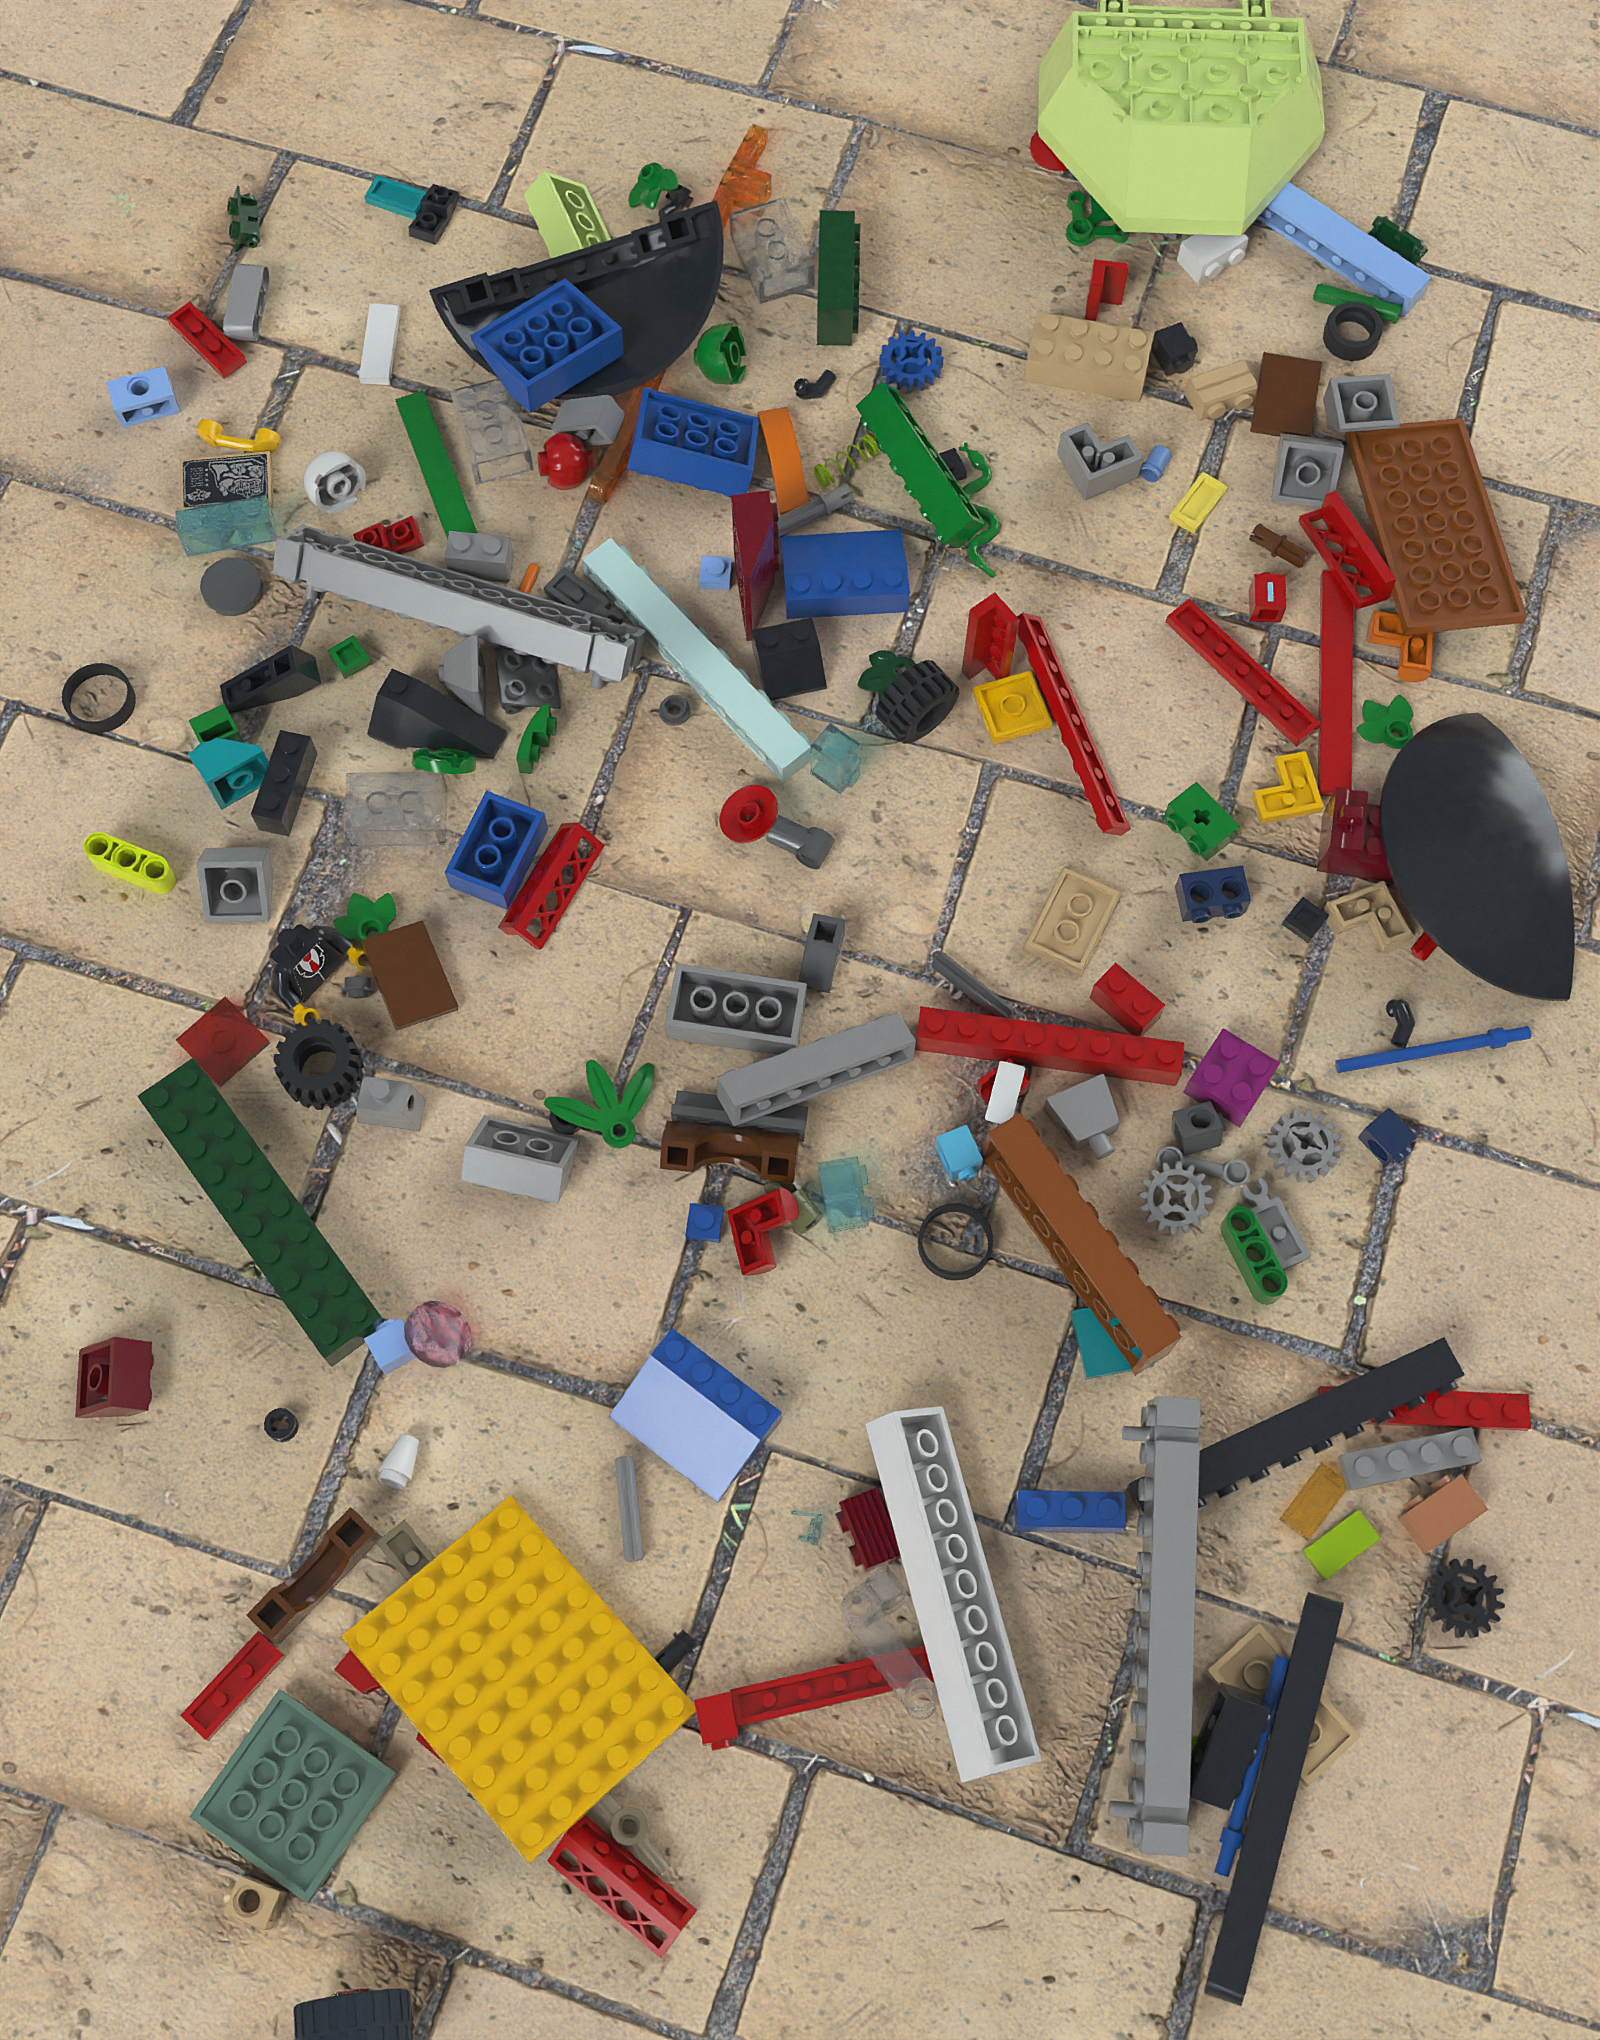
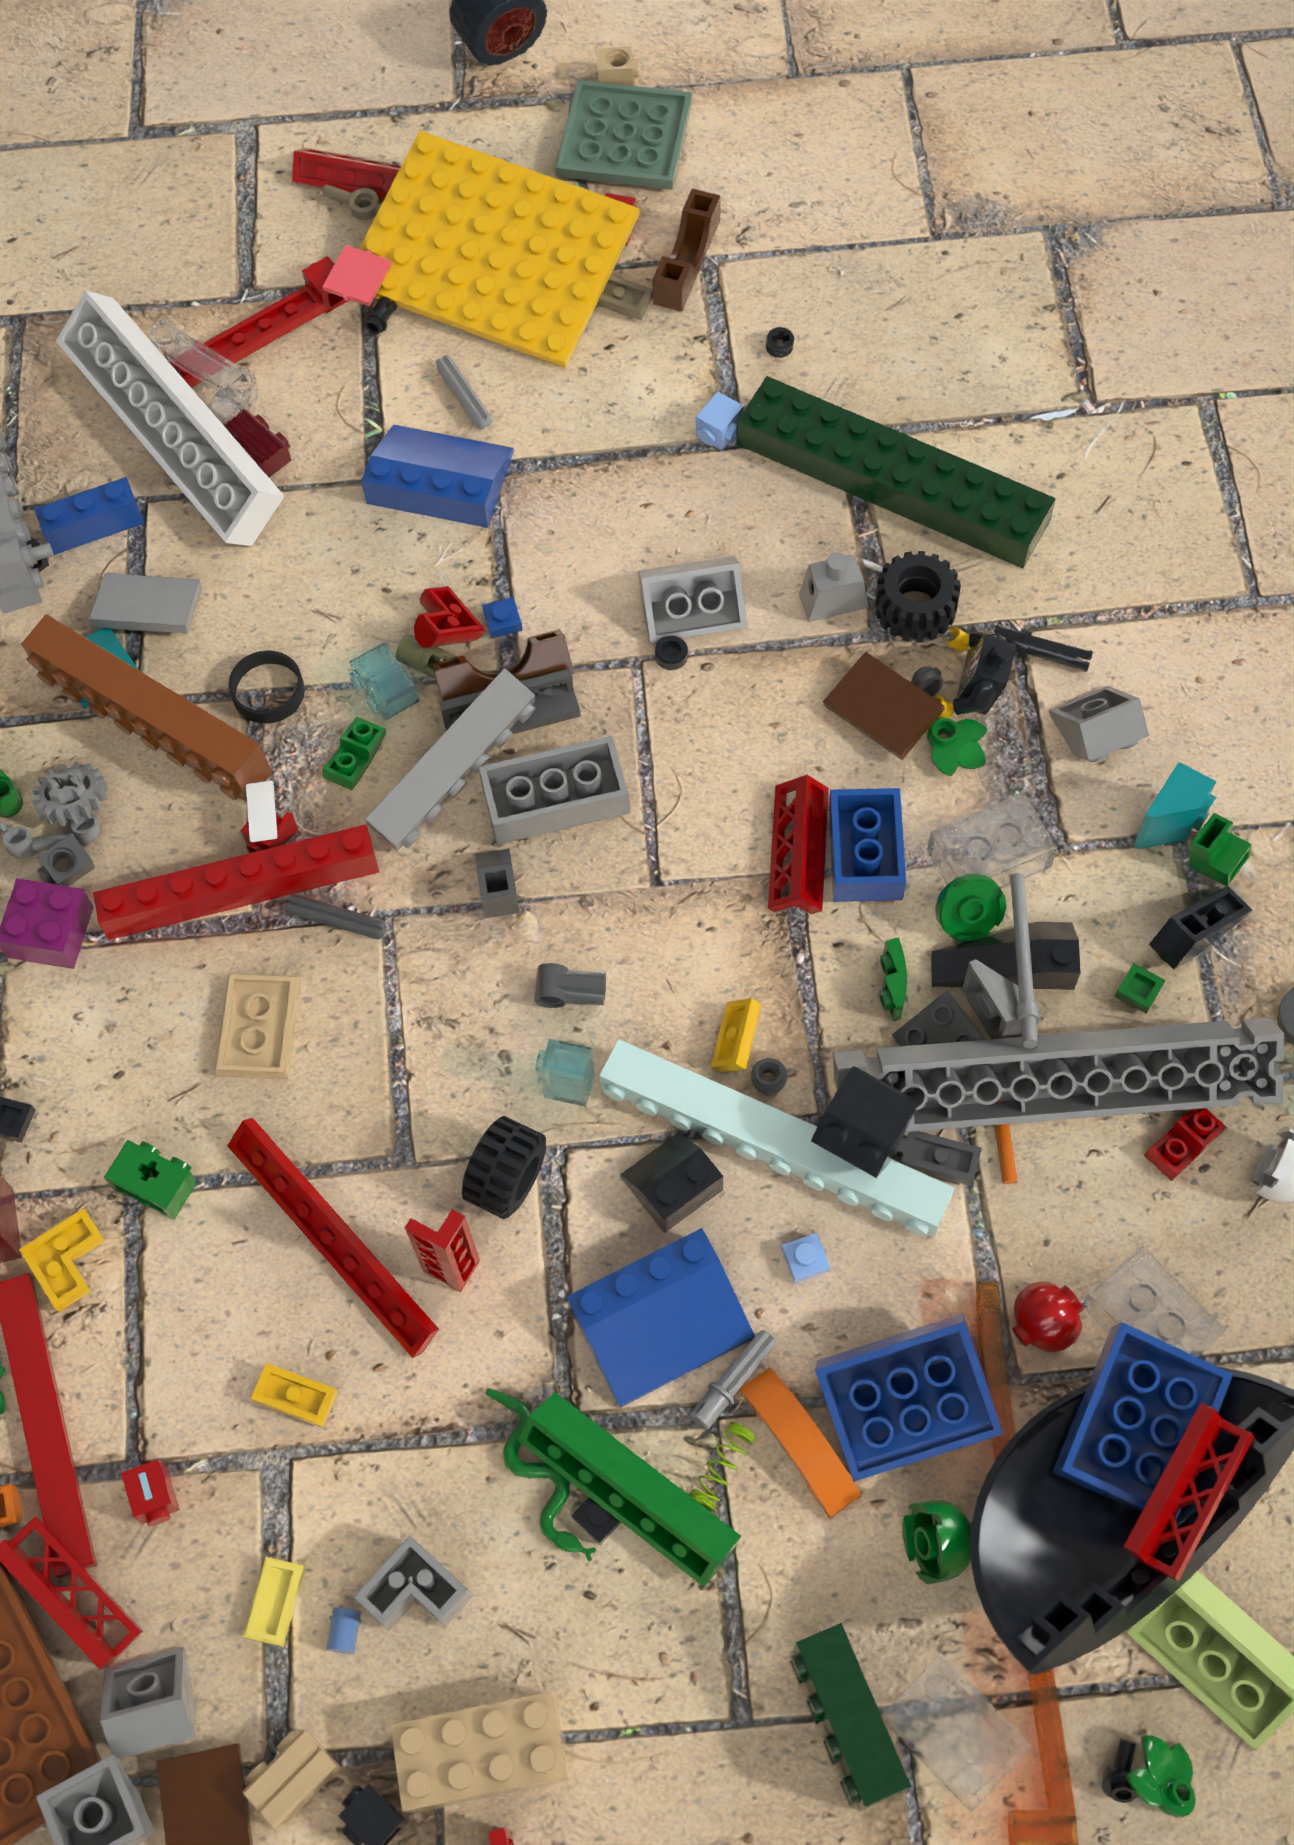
camera: 160 degrees right, 5 degrees down
(114, 1378) = (931, 315): dark red slope -> none
(121, 852) = (1226, 692): neon yellow beam -> none
(222, 1041) = (1020, 593): clear red tile -> none
(233, 1686) = (712, 166): red plate -> none
(250, 983) = (1046, 649): none -> black pin
(284, 783) = (1116, 829): black brick -> none
(399, 1463) = (666, 349): white cone -> none
(435, 464) = (1189, 1252): green tile -> none
(437, 1334) = (686, 438): clear pink tile -> none
(456, 635) = (1027, 1010): none -> light grey bar
(480, 555) = (1072, 1153): light grey brick -> none
(549, 284) = (1174, 1485): none -> red fence
(590, 419) = (1044, 1367): light grey brick -> none
(605, 1097) = (629, 663): green plant -> none
(629, 605) = (865, 1122): none -> black slope
(681, 1694) = (357, 275): none -> coral piece
(685, 746) = (736, 1035): none -> yellow plate
(741, 807) = (640, 979): red dish -> none
(754, 553) = (761, 1240): dark red slope -> none
(816, 1523) = (303, 428): clear light blue piece -> none
(817, 389) = (807, 1556): black arm -> none
(883, 671) = (559, 1206): dark green plate -> none
(898, 1138) = (355, 753): none -> green slope
(911, 361) = (687, 1636): blue gear -> none
(959, 1154) = (290, 755): medium azure brick -> none
(1012, 707) = (385, 1232): yellow plate -> none
(1042, 1384) = (145, 603): none -> light grey tile
(1085, 1115) = (181, 834): light grey torso -> none
(1127, 1001) = (172, 955): red brick -> none
(1139, 623) = (294, 1395): none -> yellow plate
(1209, 886) = (119, 1112): dark blue brick -> none
(1243, 672) = (156, 1383): red plate -> none
(1279, 546) = (155, 1575): reddish brown axle -> none

